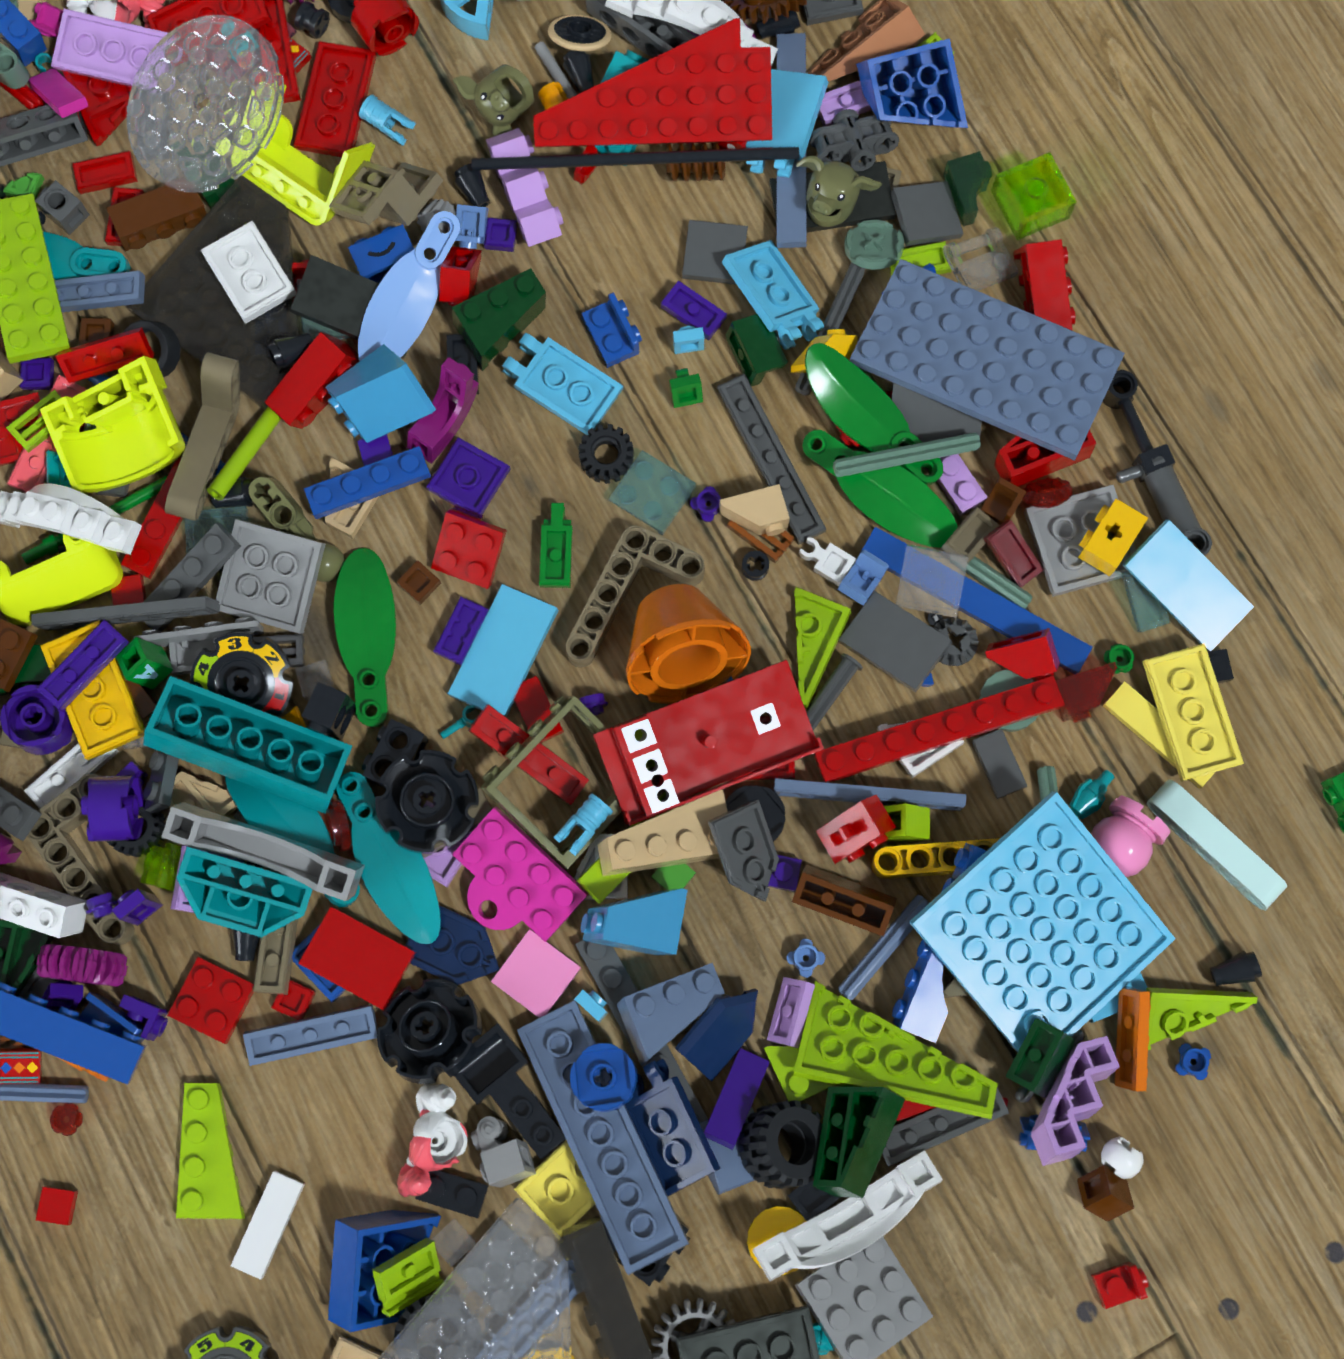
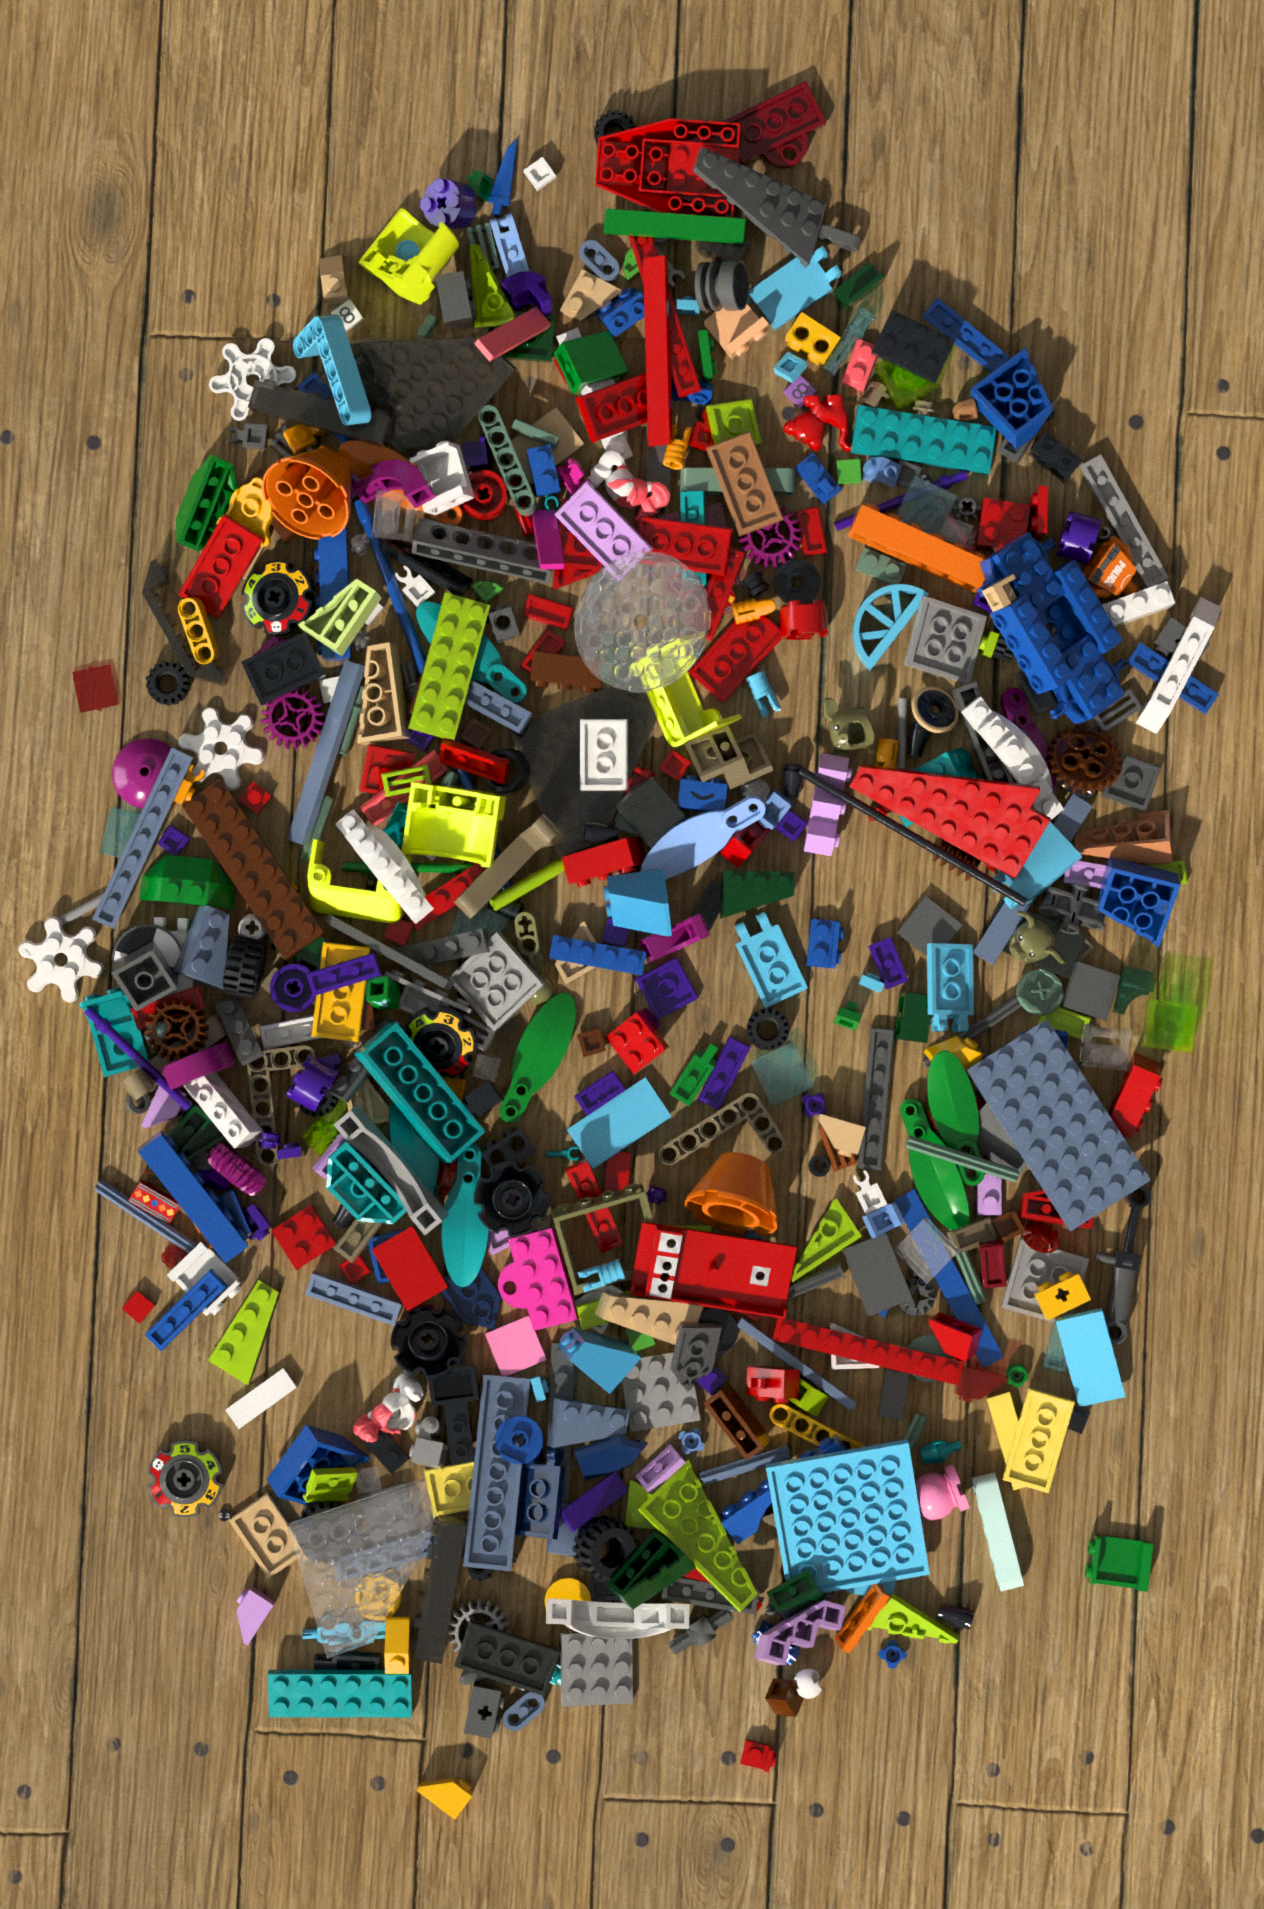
camera: 35 degrees right, 10 degrees up
(115, 1173) = (186, 1310): none -> blue tile
(118, 1120) = (196, 1265): none -> white panel
(322, 40) = (751, 609): none -> light orange hinge
(335, 244) = (674, 766): none -> red plate
(587, 529) = (724, 1073): none -> dark purple tile
(734, 928) = (657, 1395): none -> light grey plate
(958, 1175) = (700, 1631): none -> dark grey axle

